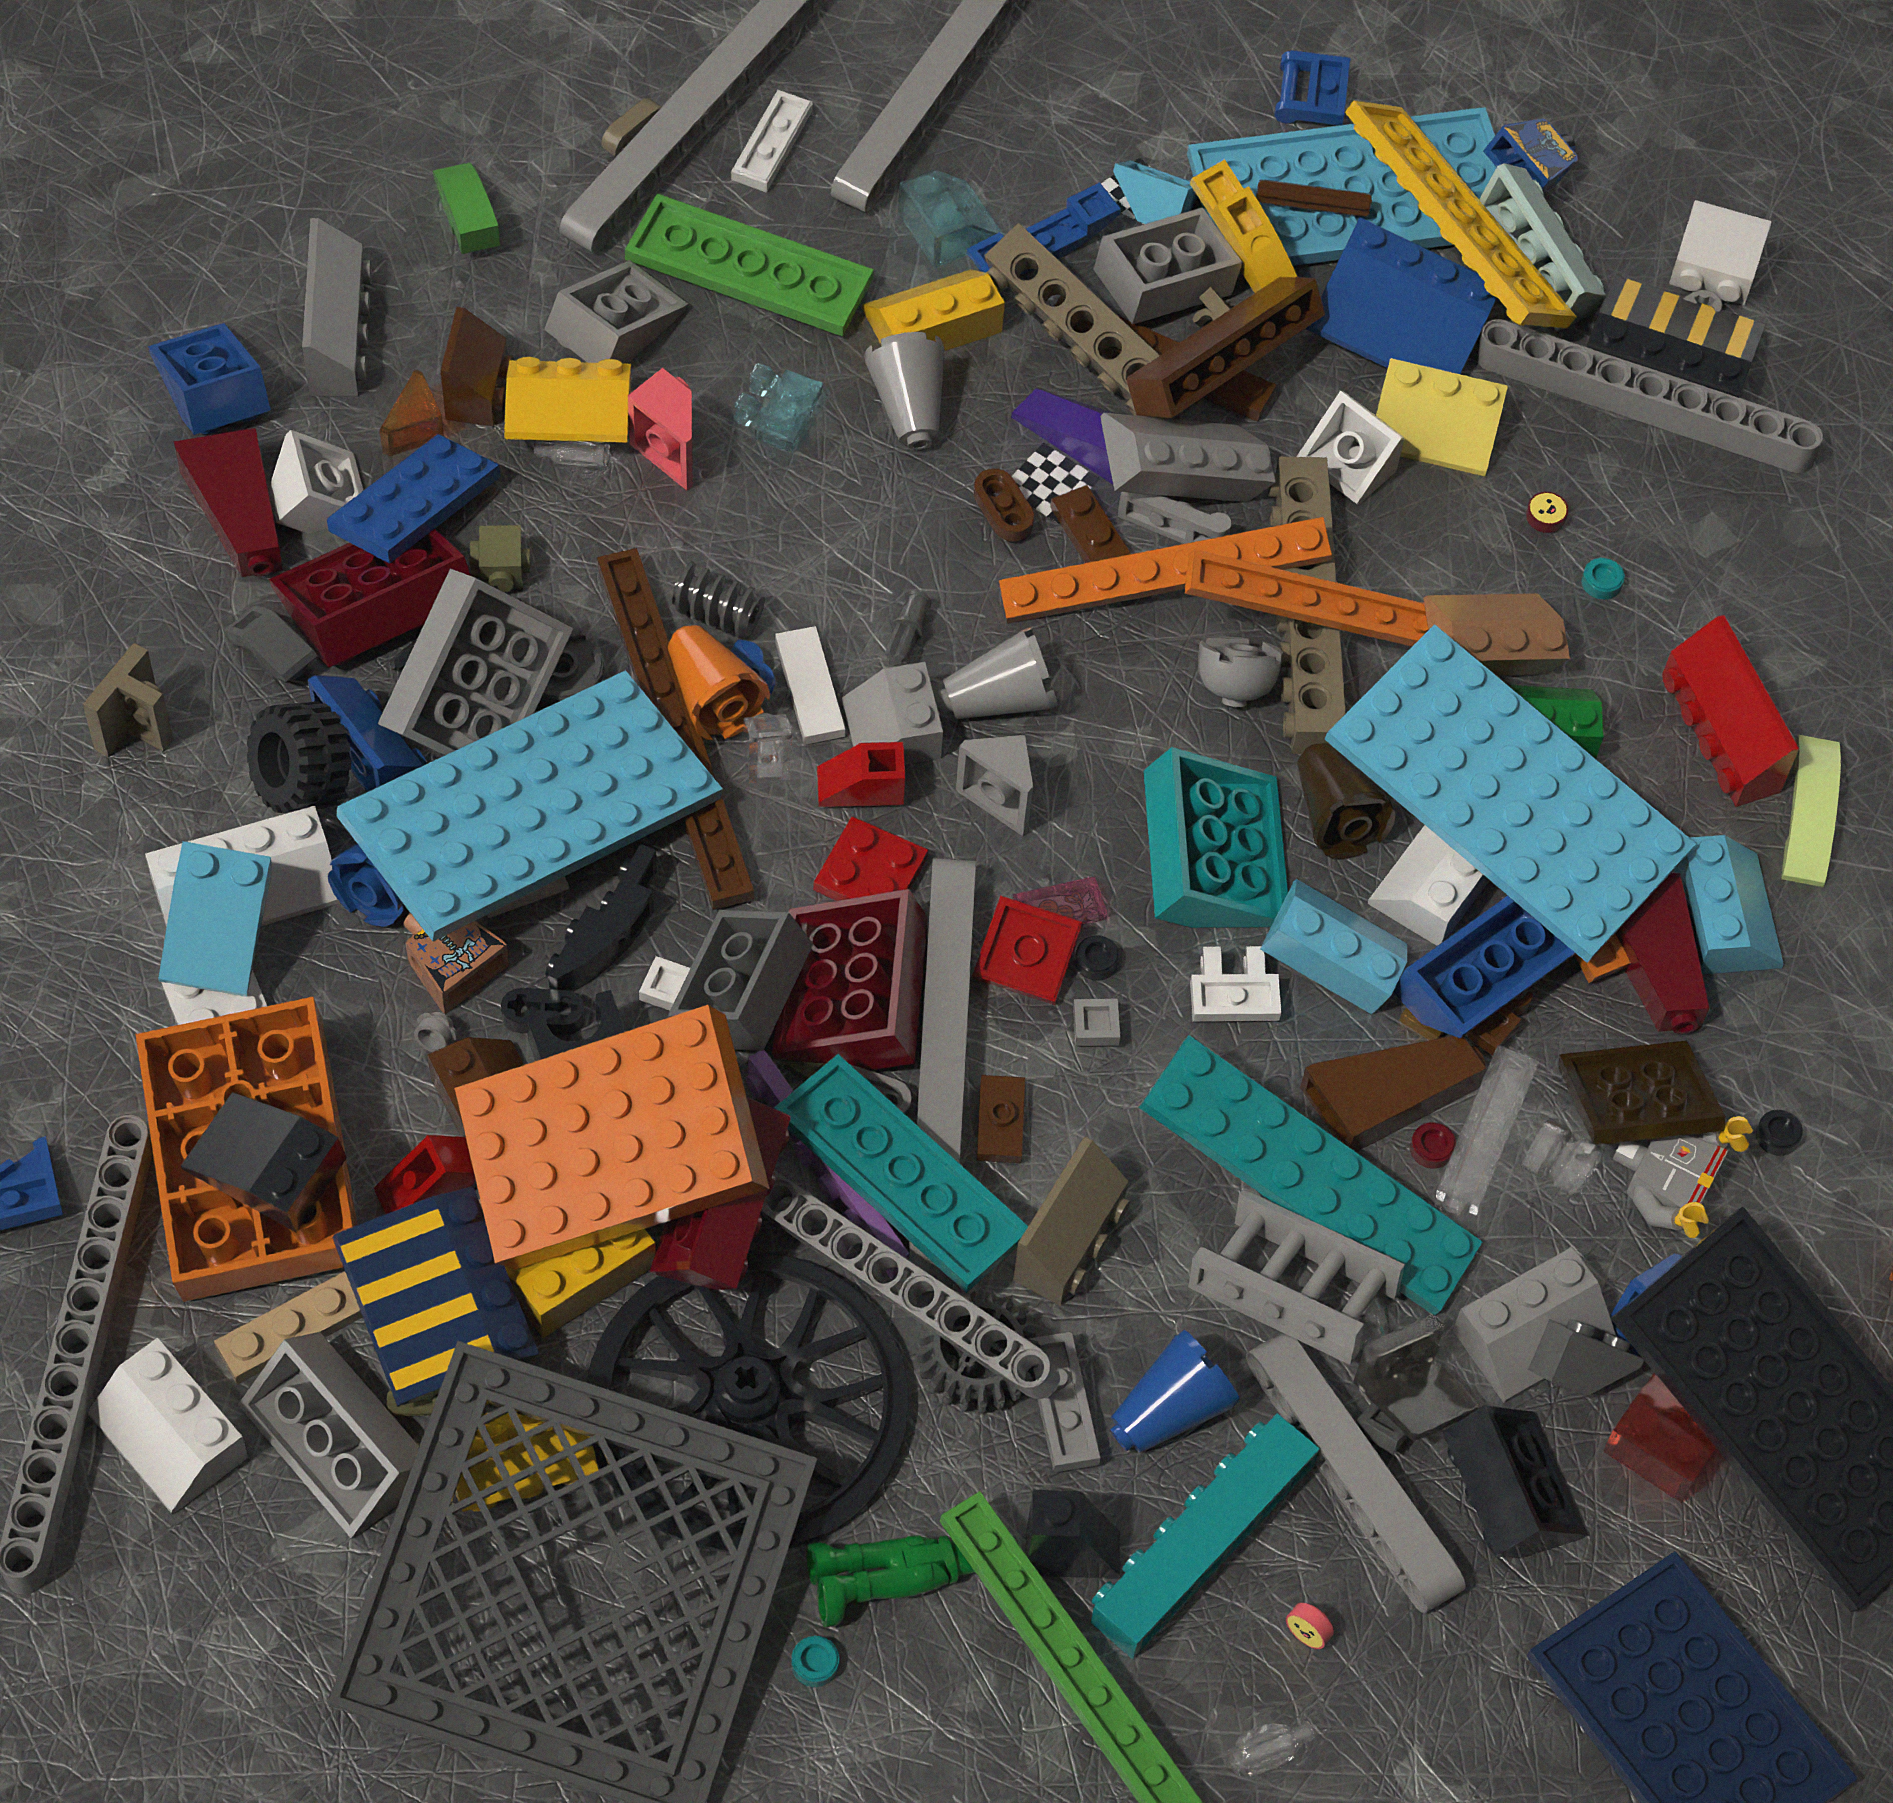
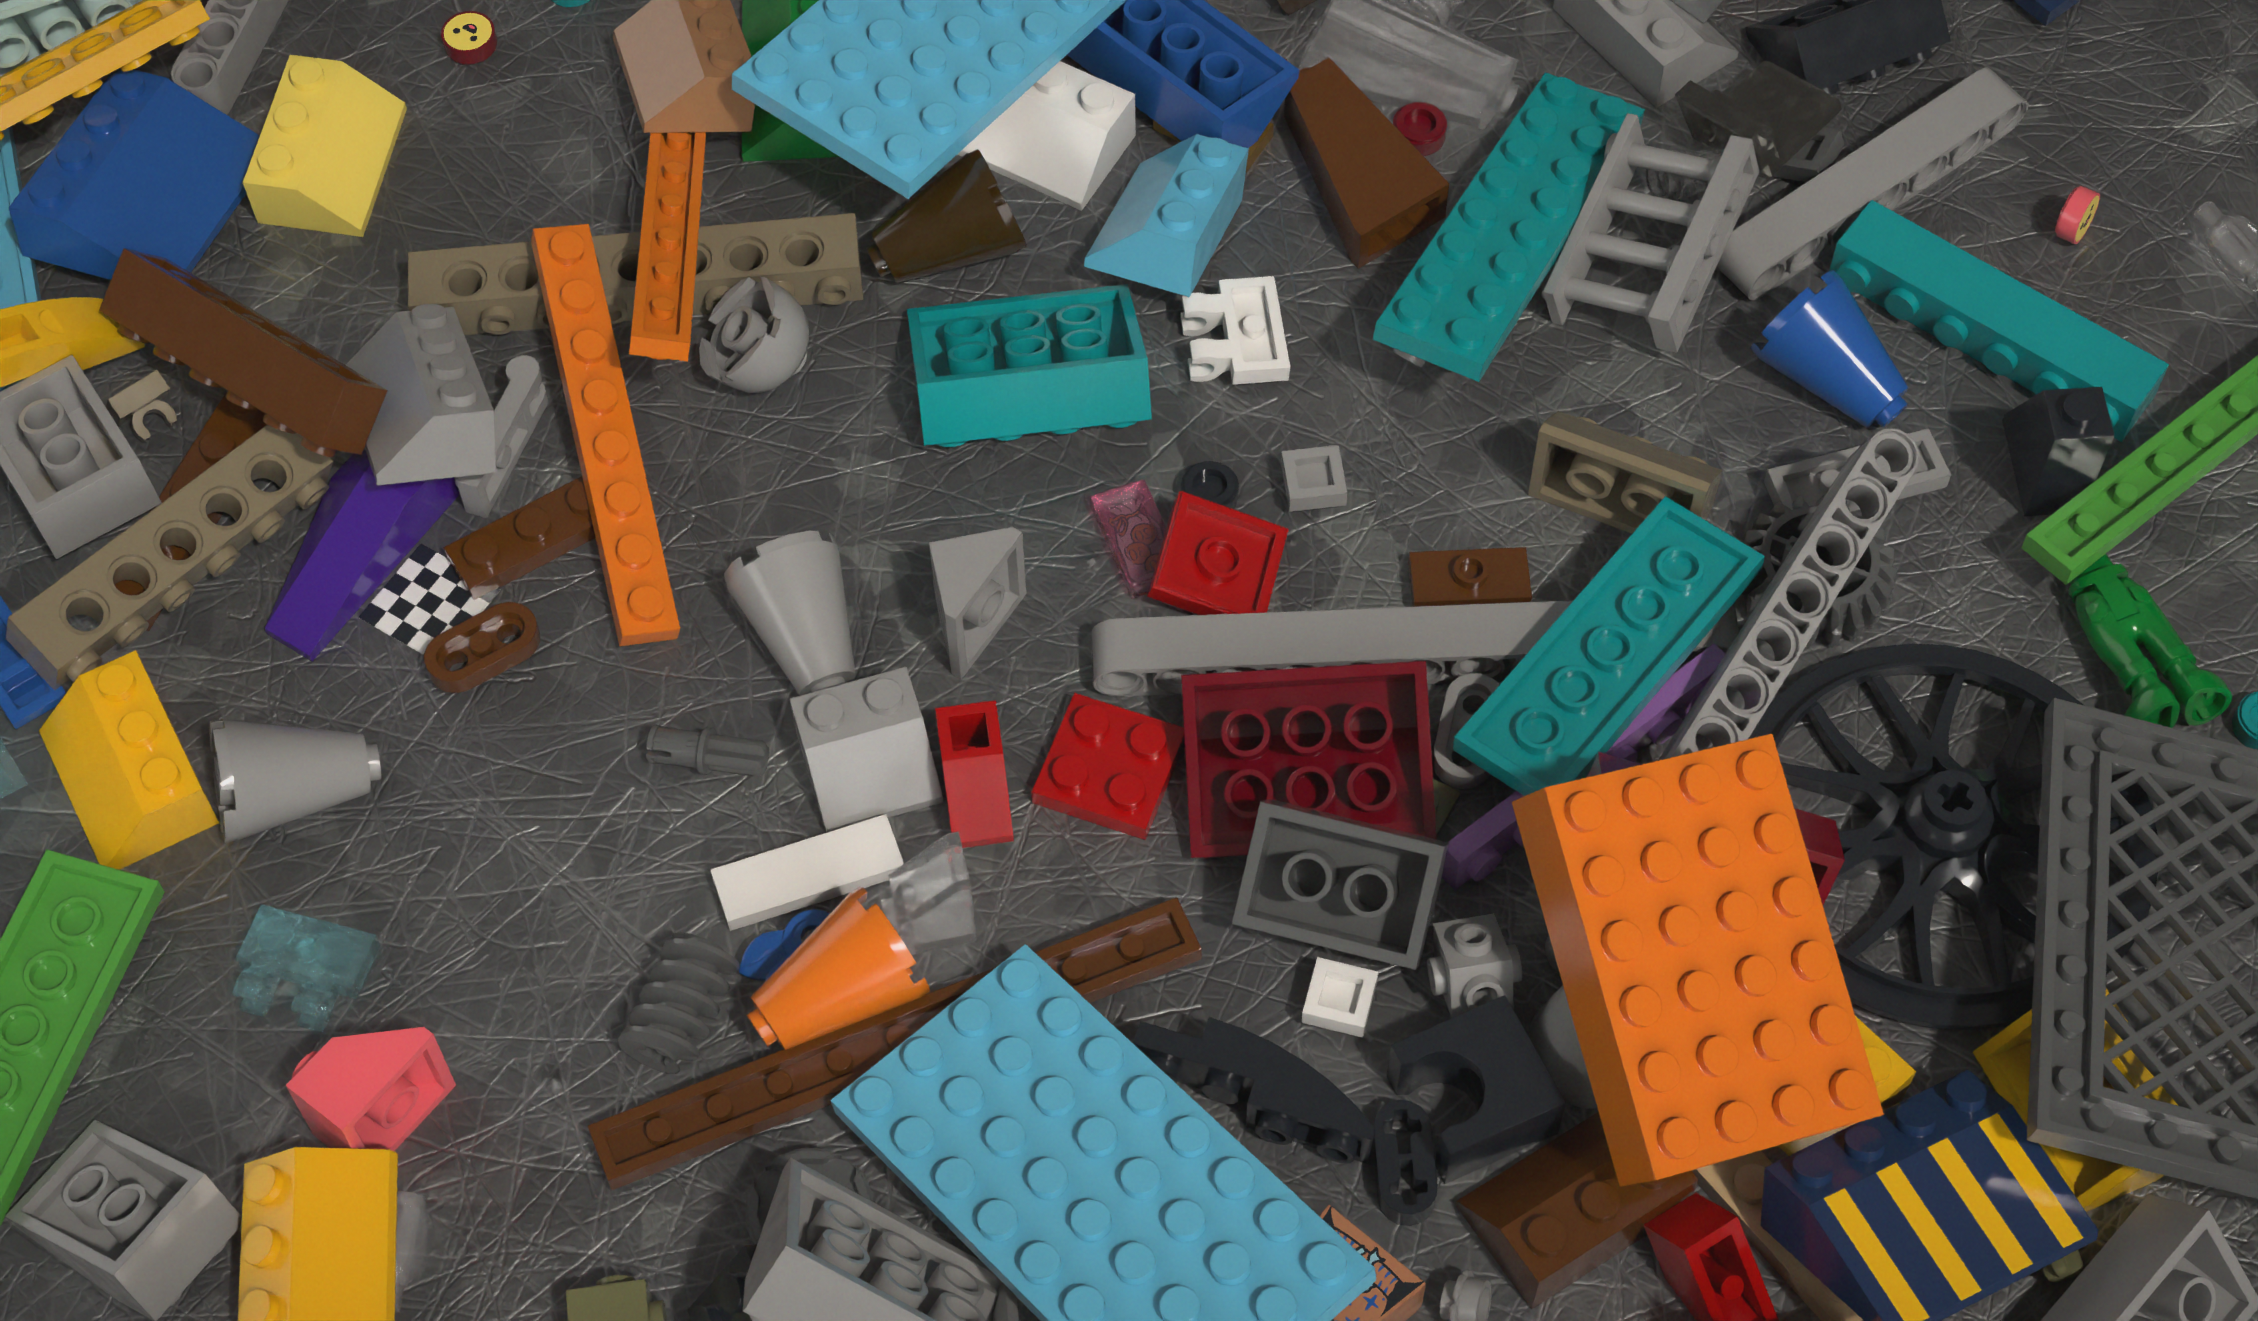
camera: 90 degrees left, 0 degrees up
(1358, 448) = (371, 229): white slope -> none

